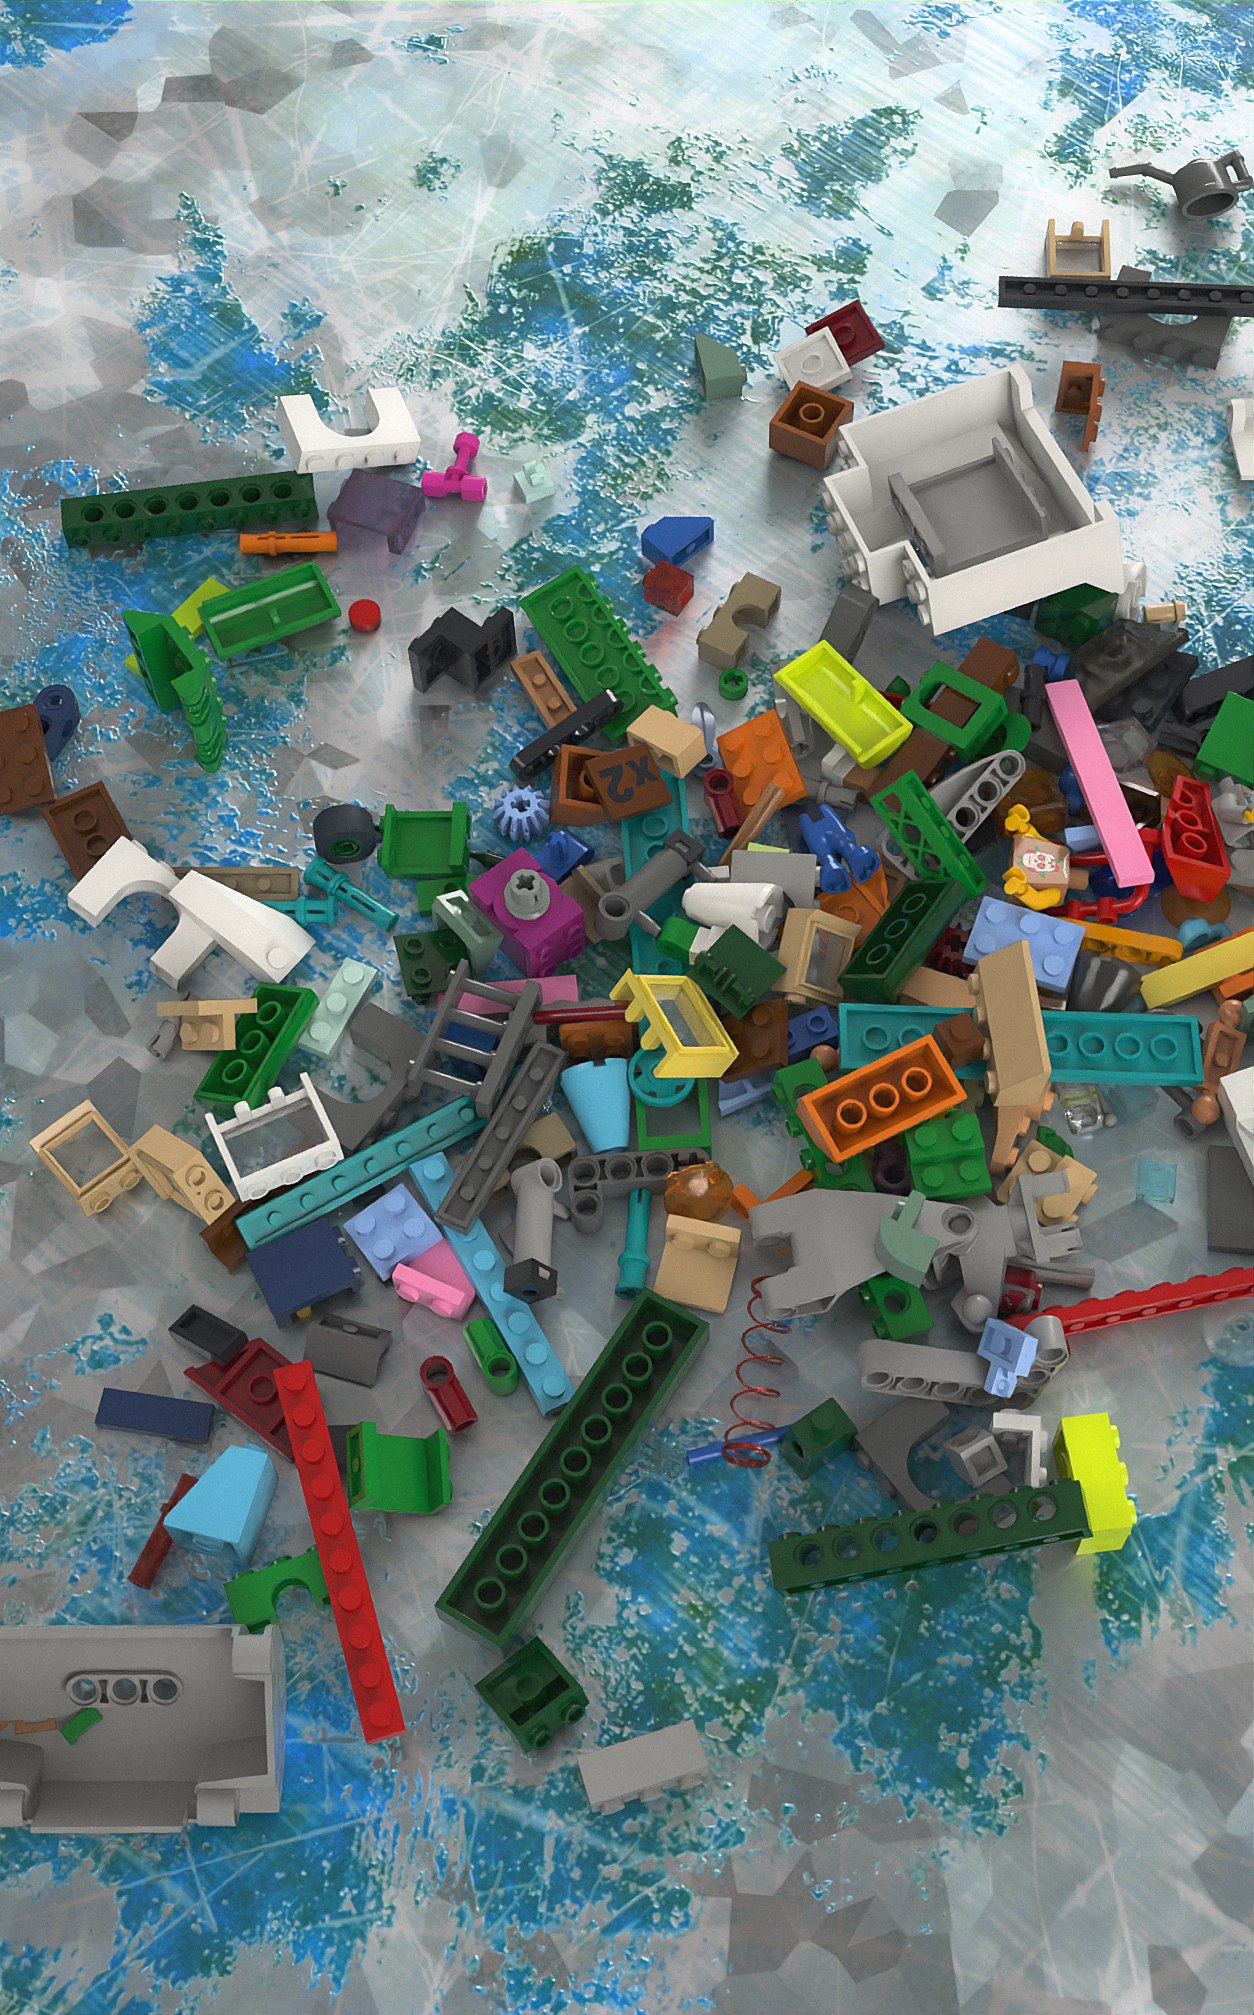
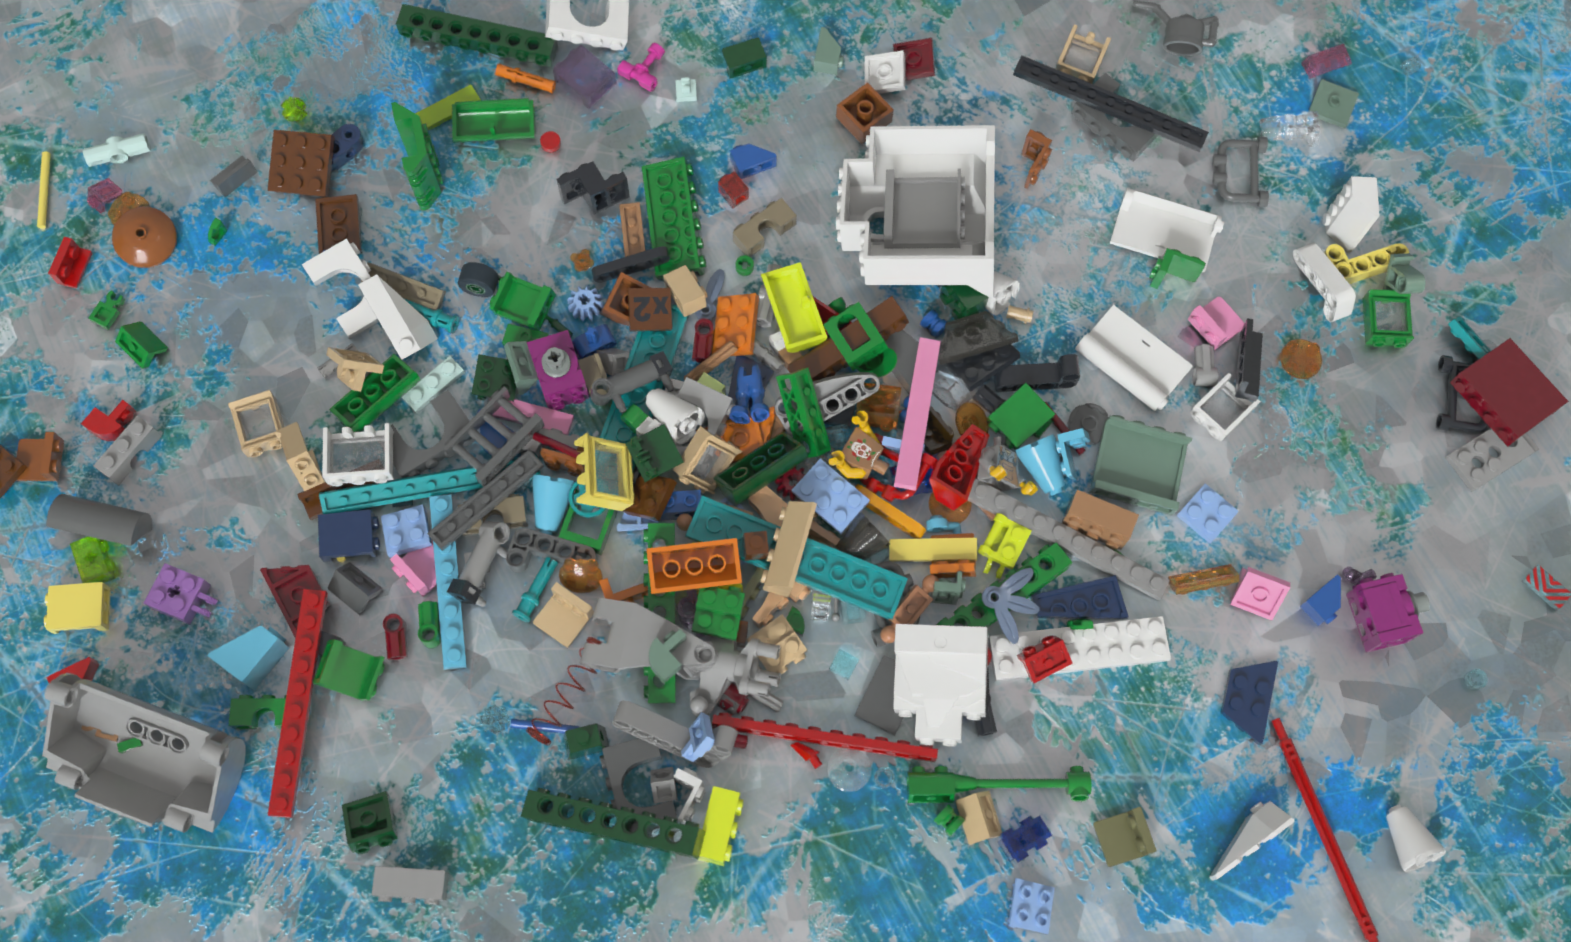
camera: 15 degrees right, 10 degrees up
(84, 1449) = (184, 606): none -> medium lavender hinge
(155, 1415) = (237, 587): dark blue tile -> none
(159, 1540) = (207, 663): clear red pin -> none
(208, 1335) = (282, 552): black tile -> none
(340, 883) = (463, 310): teal pin -> none
(491, 765) = (586, 264): none -> clear orange plate
(572, 1473) = (443, 708): dark green brick -> none
(602, 411) = (744, 57): none -> dark green panel
(850, 621) = (821, 257): dark grey beam -> none
(1032, 695) = (909, 343): black pin -> none
(1168, 1331) = (807, 753): none -> red bar

